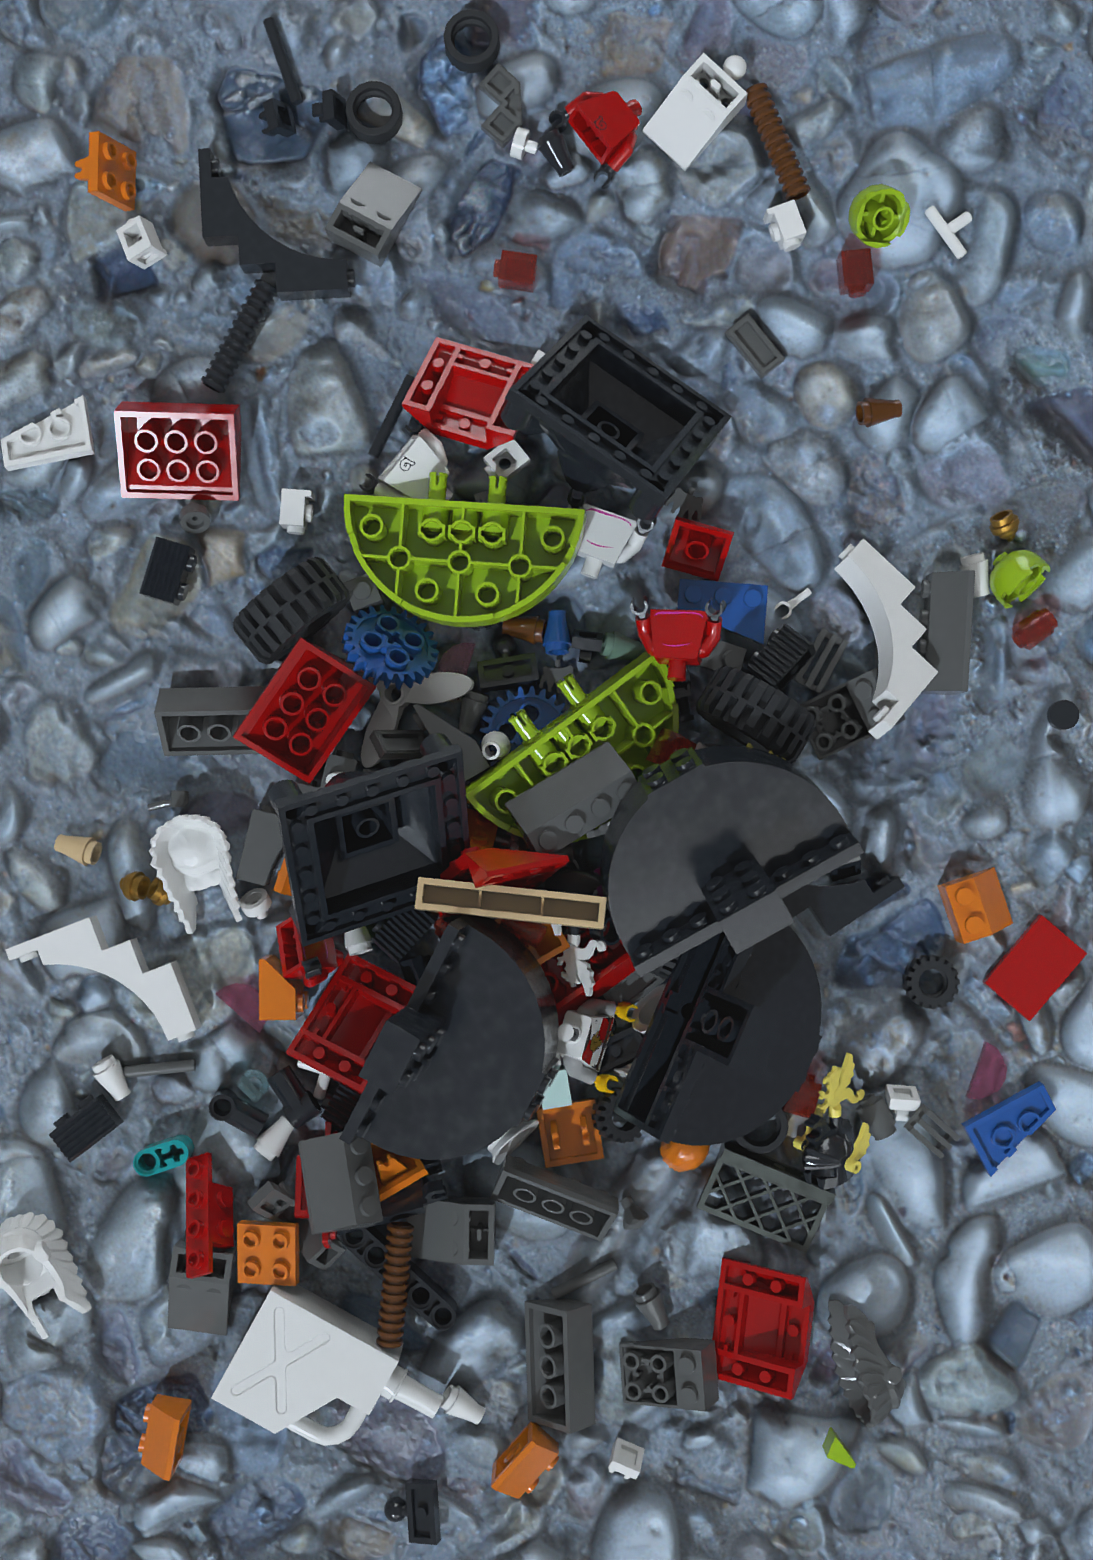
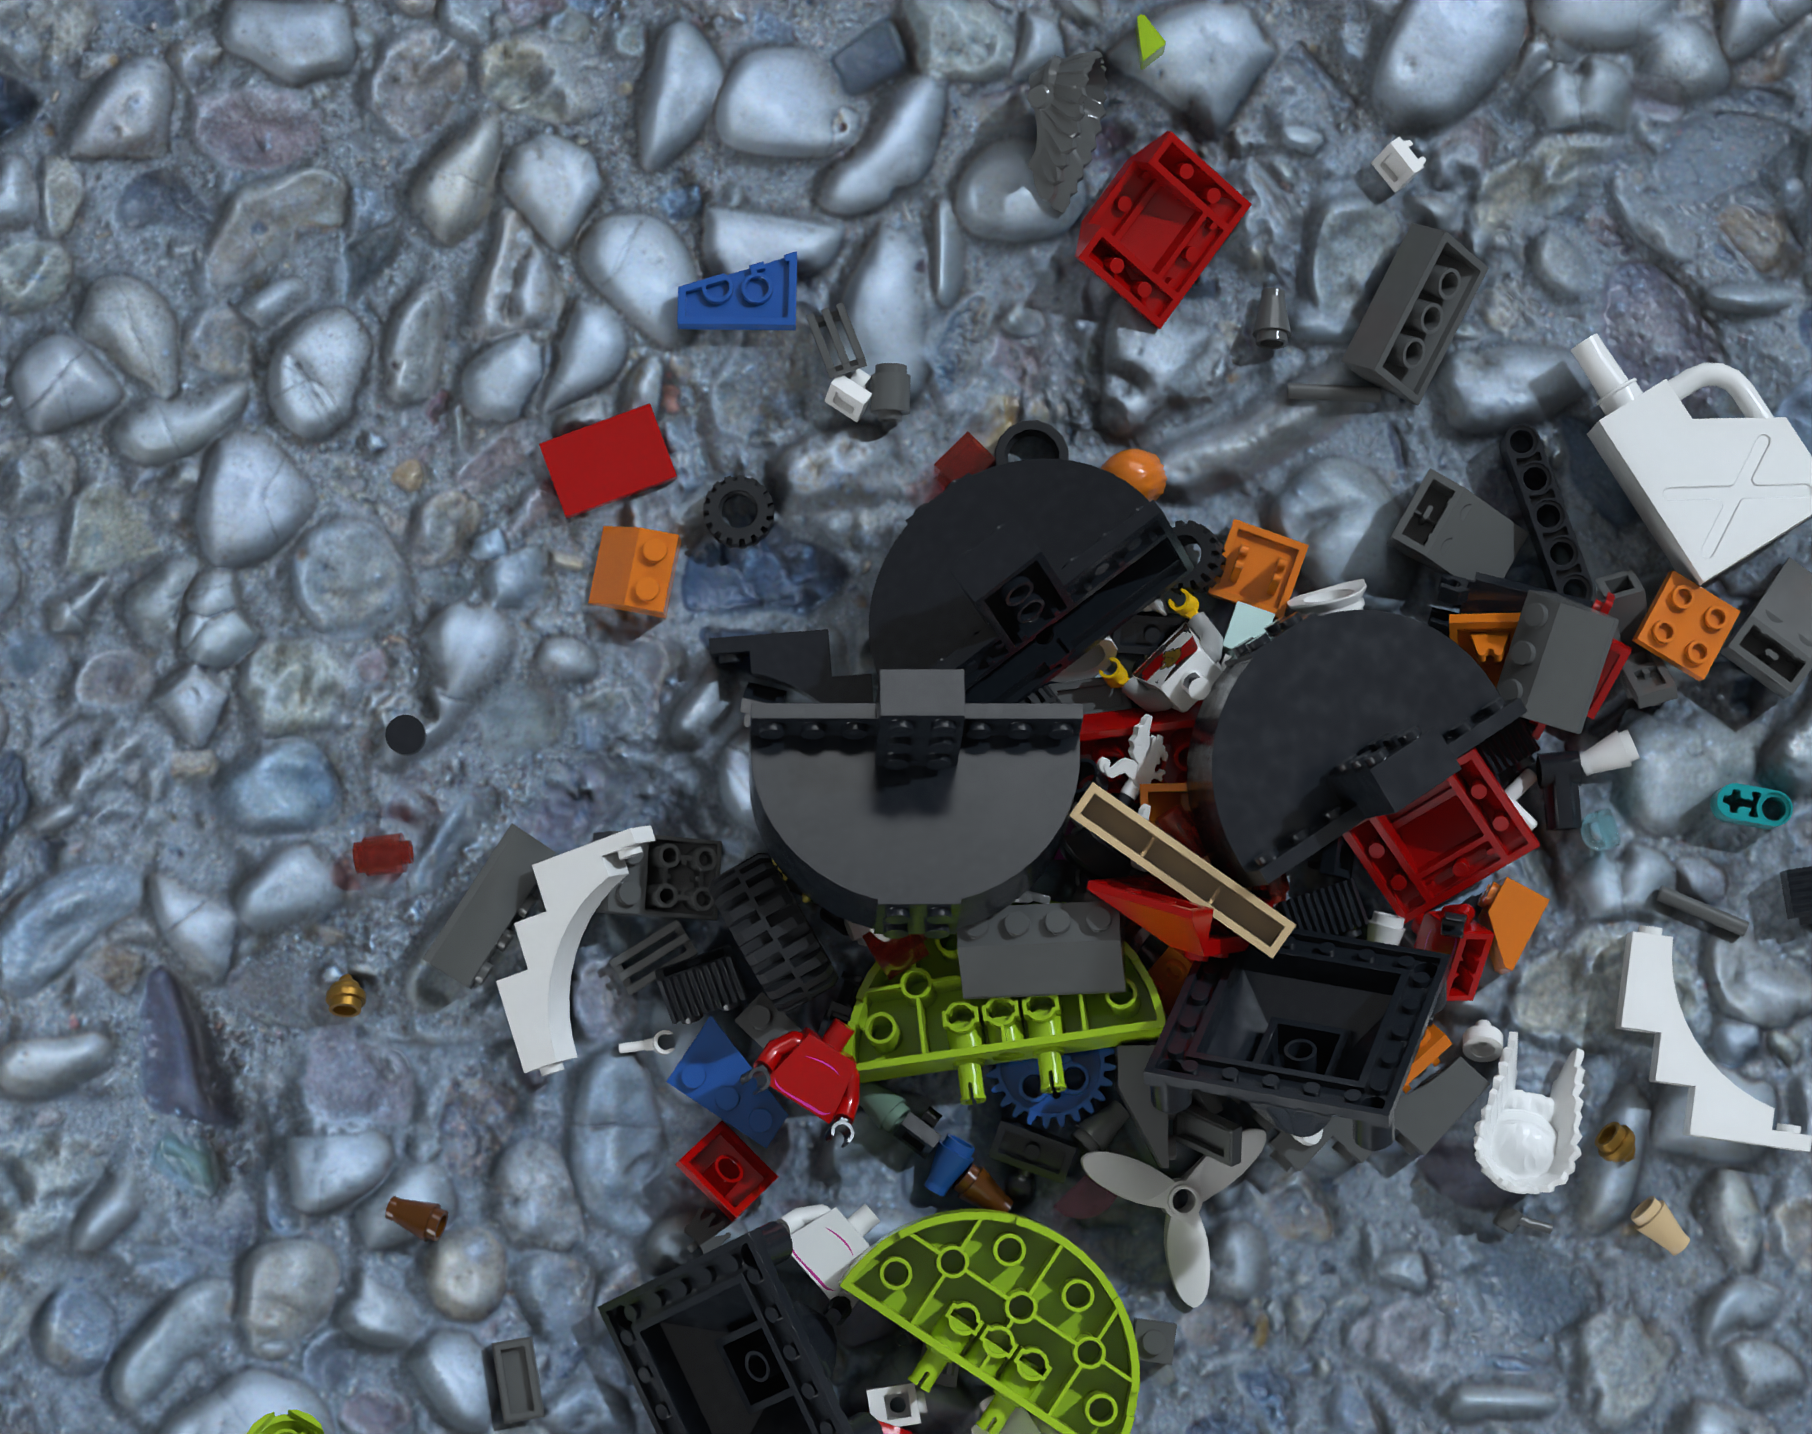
camera: 150 degrees left, 5 degrees down
(111, 1077) = (1765, 932): white cone -> none
(157, 893) = (1593, 1119): pearl gold plate -> none
(203, 719) = (1408, 1284): dark grey slope -> none
(207, 1216) = (1735, 708): red bracket -> none
(242, 1114) = (1633, 803): black piece -> none
(244, 1001) = (1558, 932): clear pink tile -> none
(291, 608) = (1251, 1362): black tyre -> none
(305, 709) = (1297, 1234): red slope -> none
(390, 647) = (1157, 1256): blue gear -> none
(395, 1284) = (1556, 509): reddish brown piece -> none
(420, 1509) = (1669, 236): black plate -> none
(461, 1405) = (1556, 328): white cone -> none
(501, 743) = (1090, 1071): white cone -> none
(524, 1461) = (1516, 225): orange slope -> none
(553, 675) = (976, 1115): dark grey piece -> none
(555, 1198) = (1317, 505): dark grey slope -> none
(633, 1215) = (1236, 433): dark grey rock -> none
(670, 1373) = (1293, 232): dark grey slope -> none
(769, 1171) = (1039, 384): pearl dark grey fence -> none
(831, 1144) = (957, 390): helmet -> none
(855, 272) = (350, 1399): clear red brick -> none
(947, 230) = (208, 1389): white piece -> none
(980, 565) = (409, 964): white cone -> none
(988, 1073) = (731, 368): clear pink tile -> none
(1016, 576) = (369, 928): lime cylinder -> none

